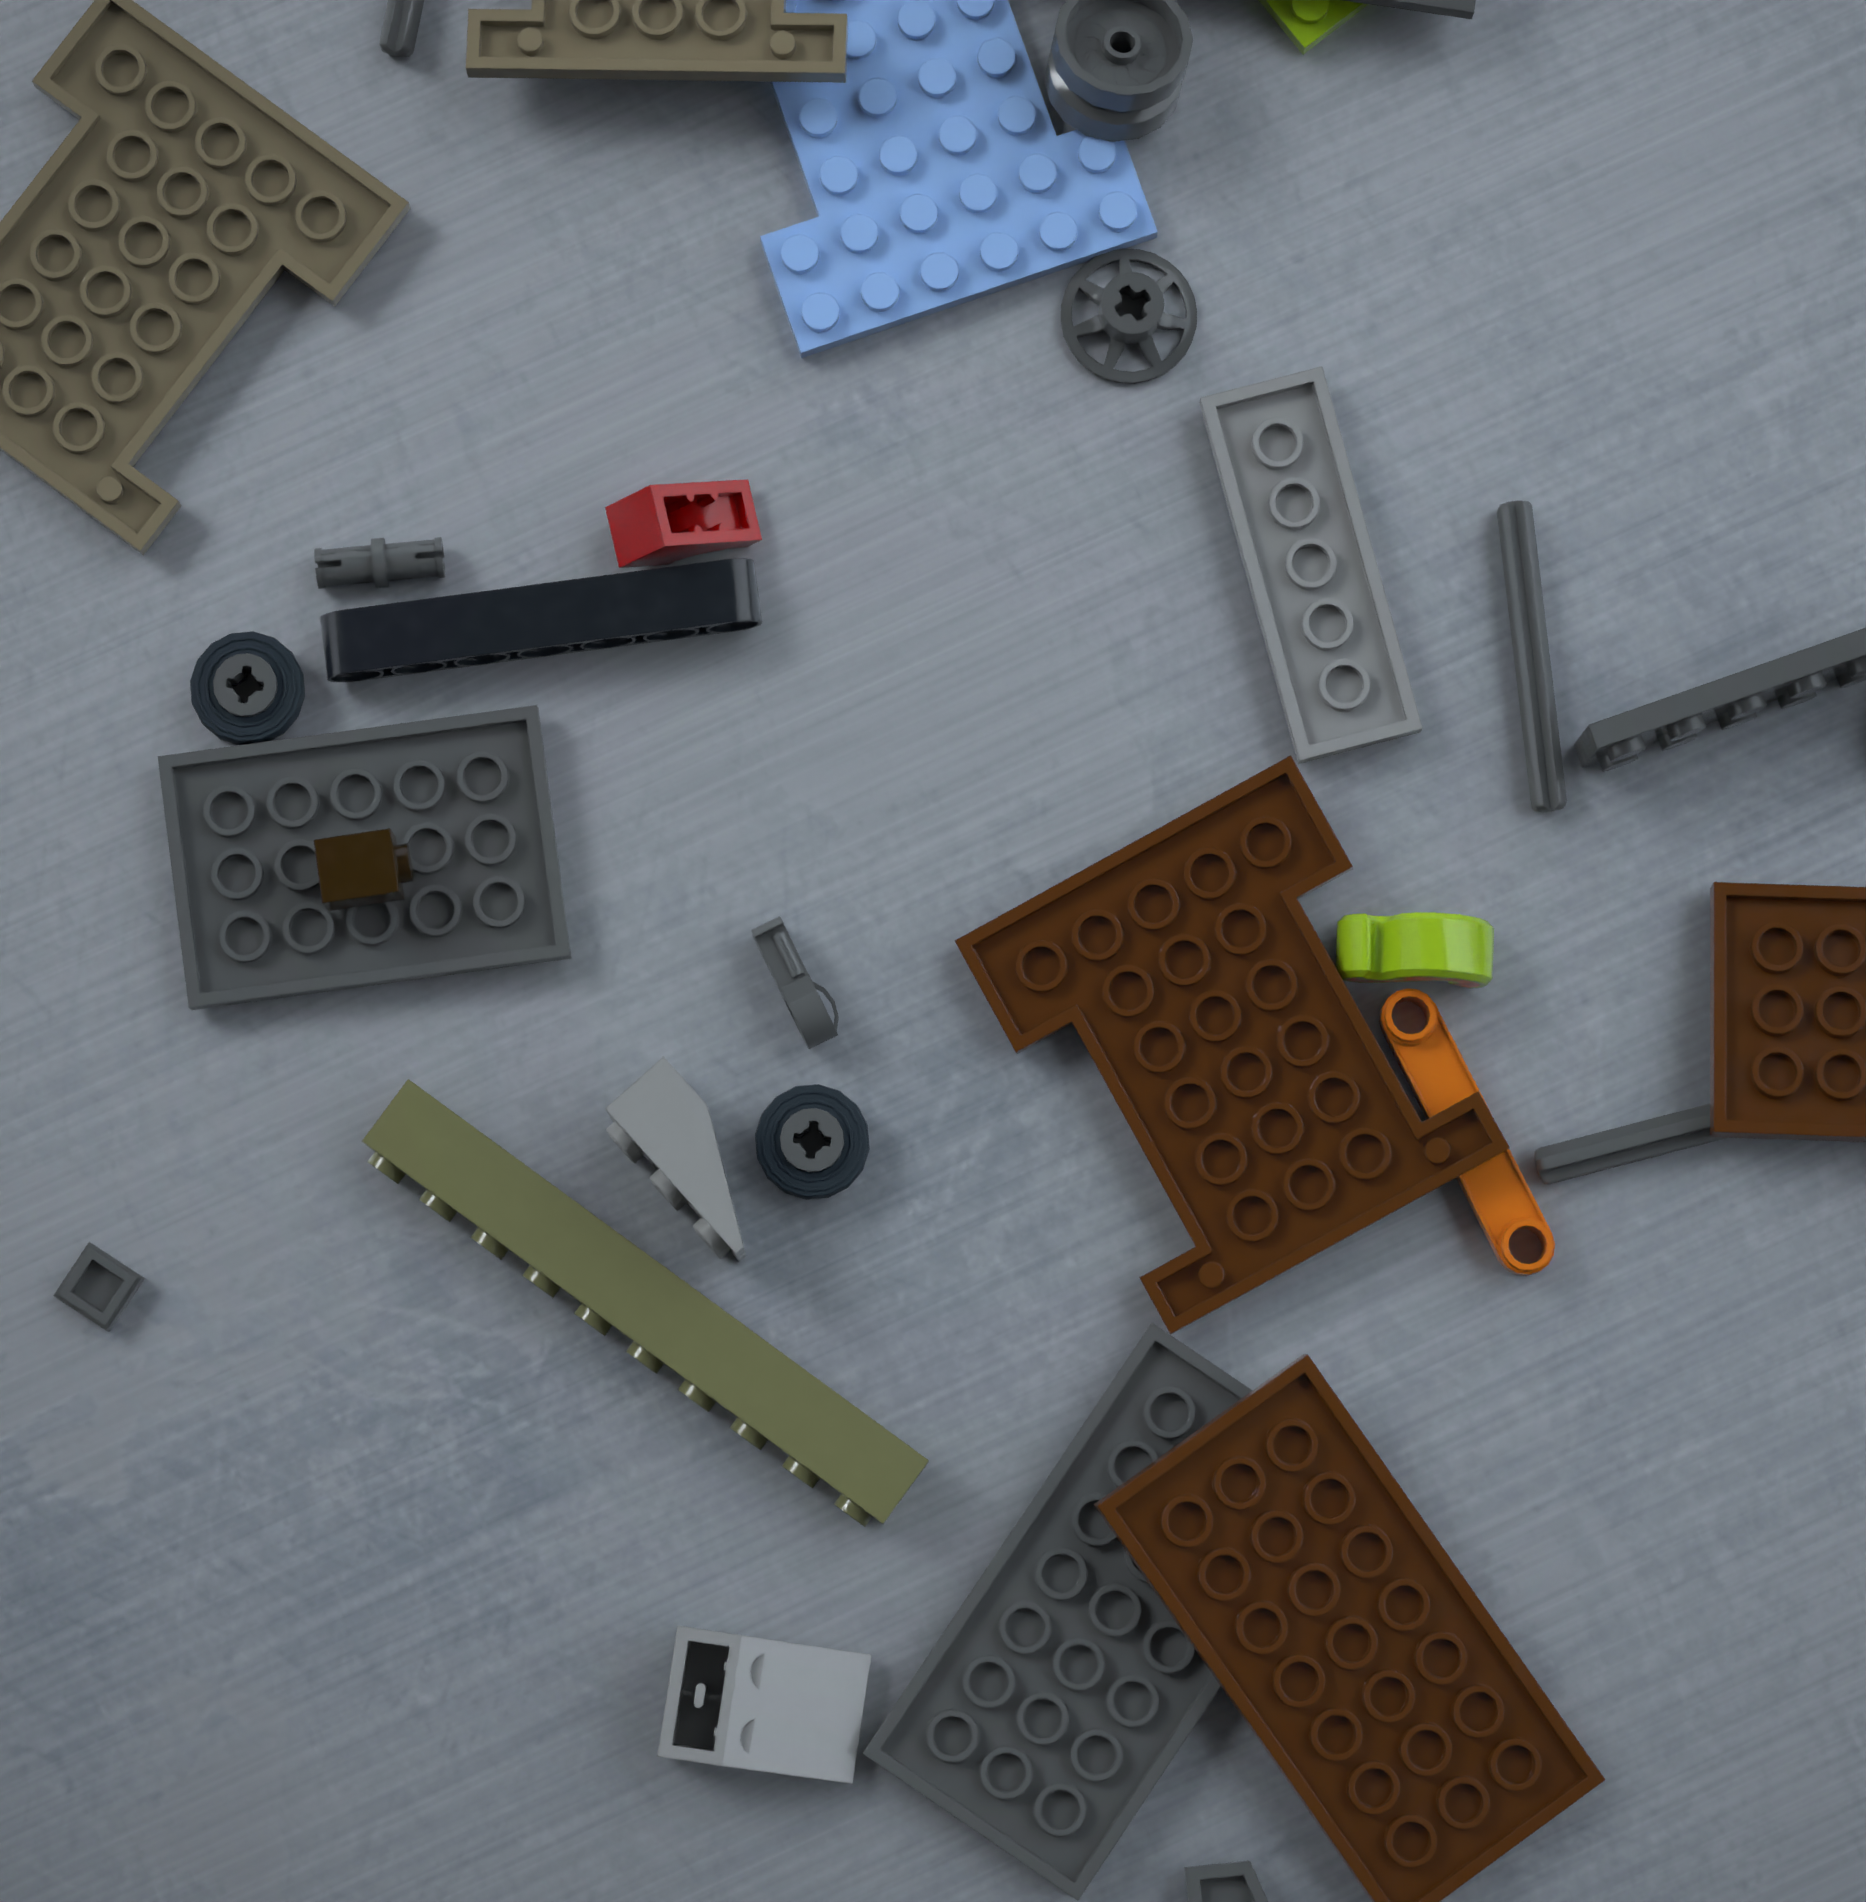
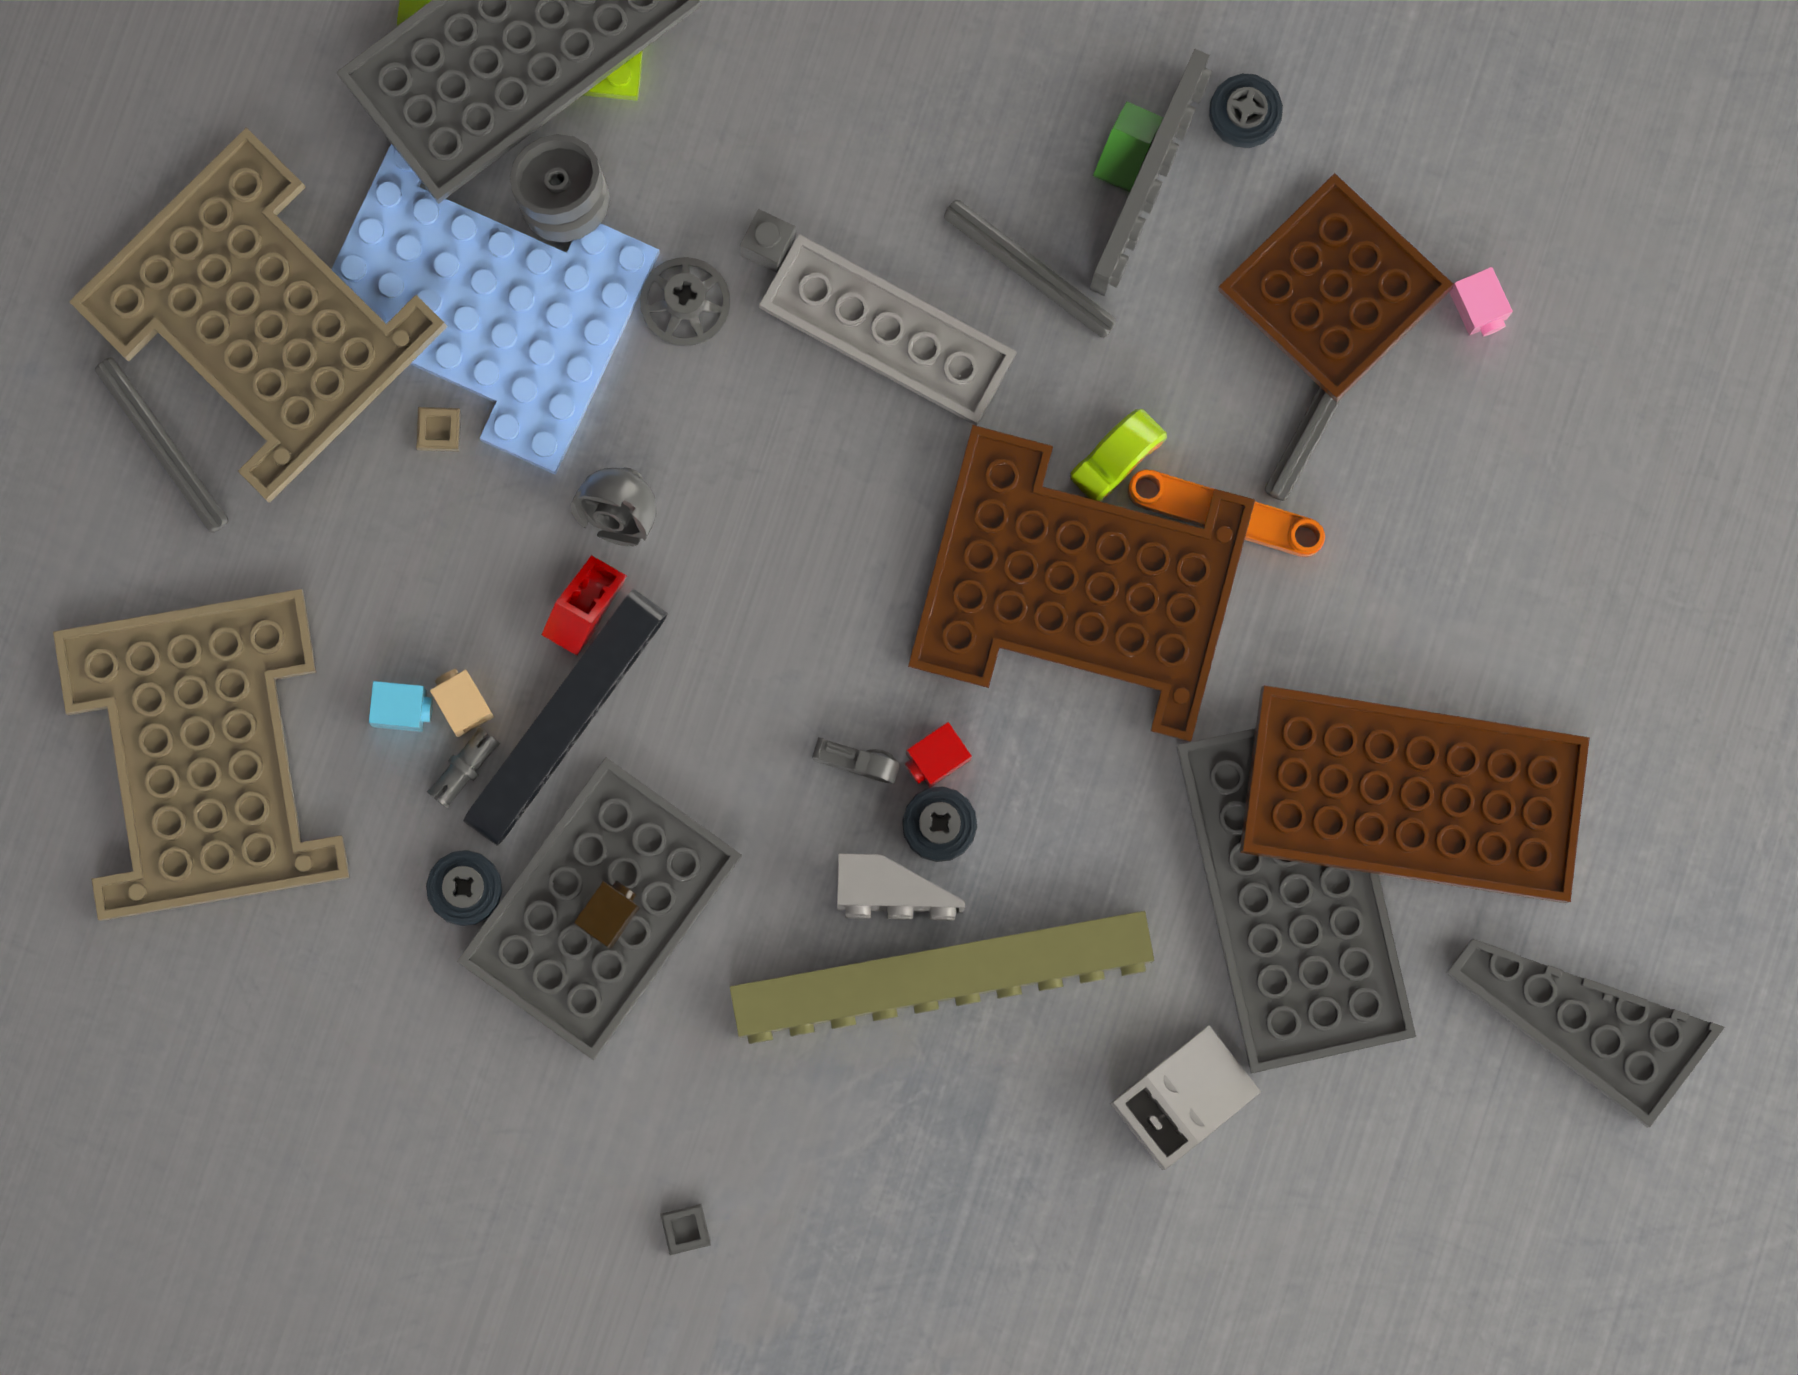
camera: 50 degrees left, 0 degrees up
(380, 430) = (399, 706): none -> medium azure brick
(448, 491) = (461, 701): none -> tan brick
(728, 184) = (438, 429): none -> dark tan tile
(829, 450) = (617, 504): none -> dark grey cylinder
(884, 1067) = (937, 756): none -> red brick
(1281, 338) = (768, 240): none -> dark grey brick
(1773, 629) = (1127, 146): none -> bright green slope

